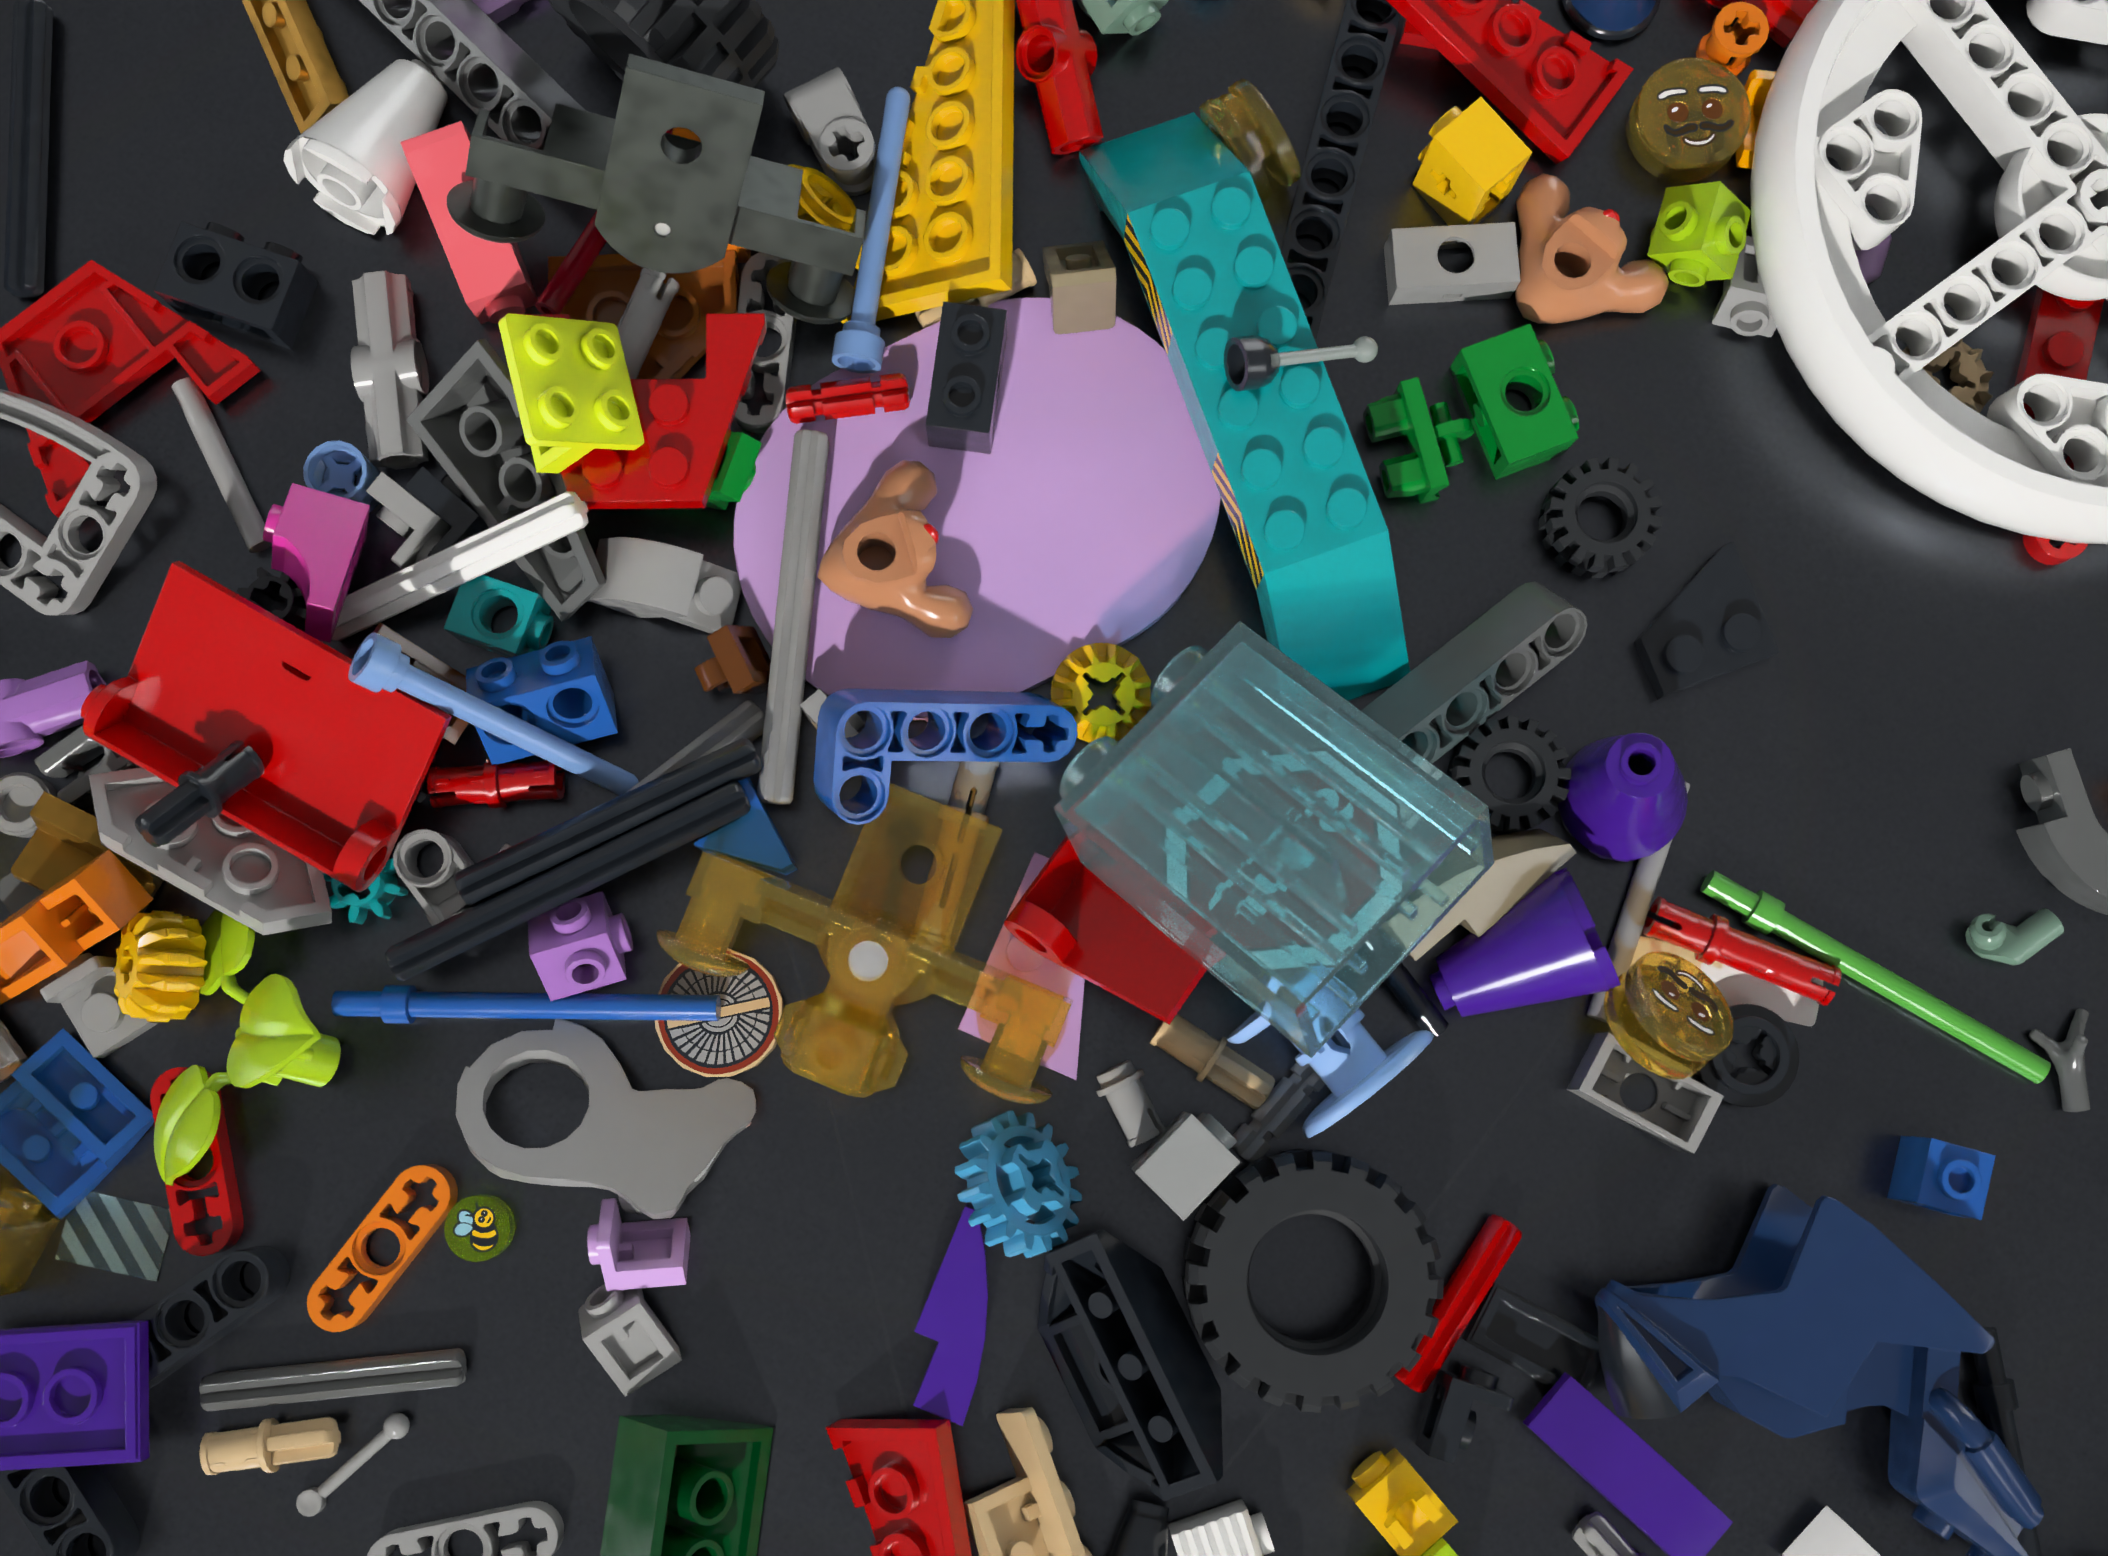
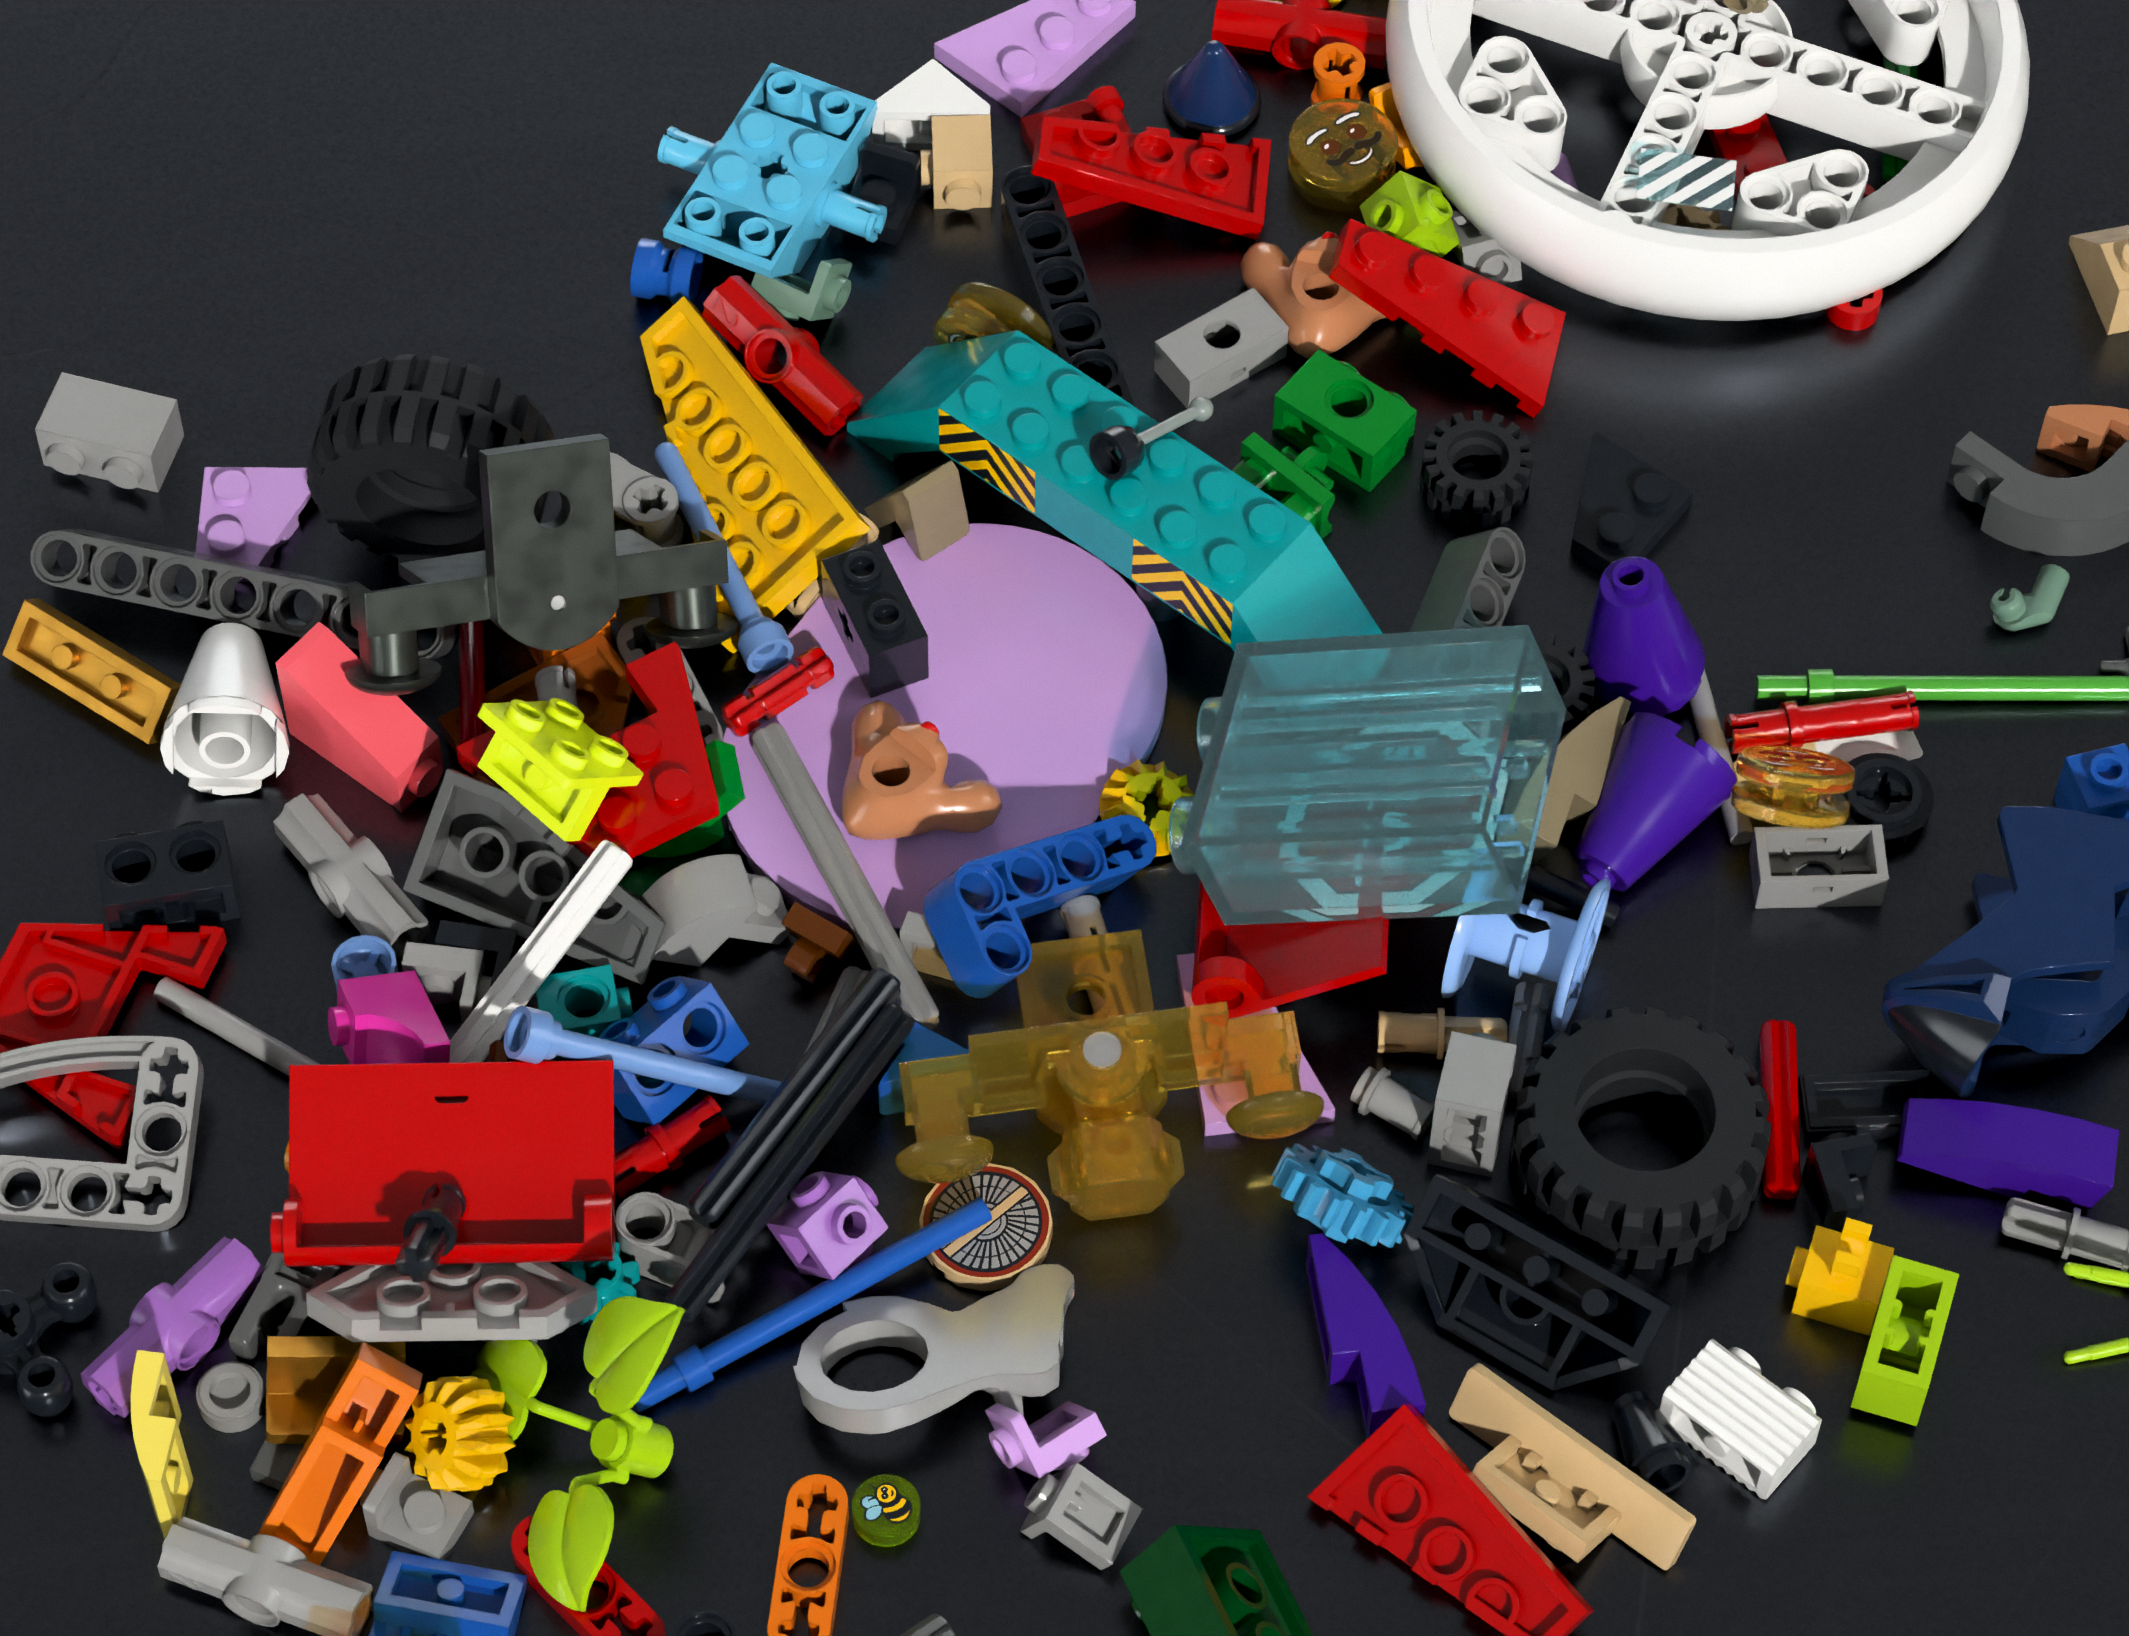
camera: 25 degrees left, 25 degrees down
(1469, 164) = (1187, 260): yellow brick -> none
(1682, 349) = (1482, 322): none -> red wing
(1976, 350) = (1686, 179): none -> sticker

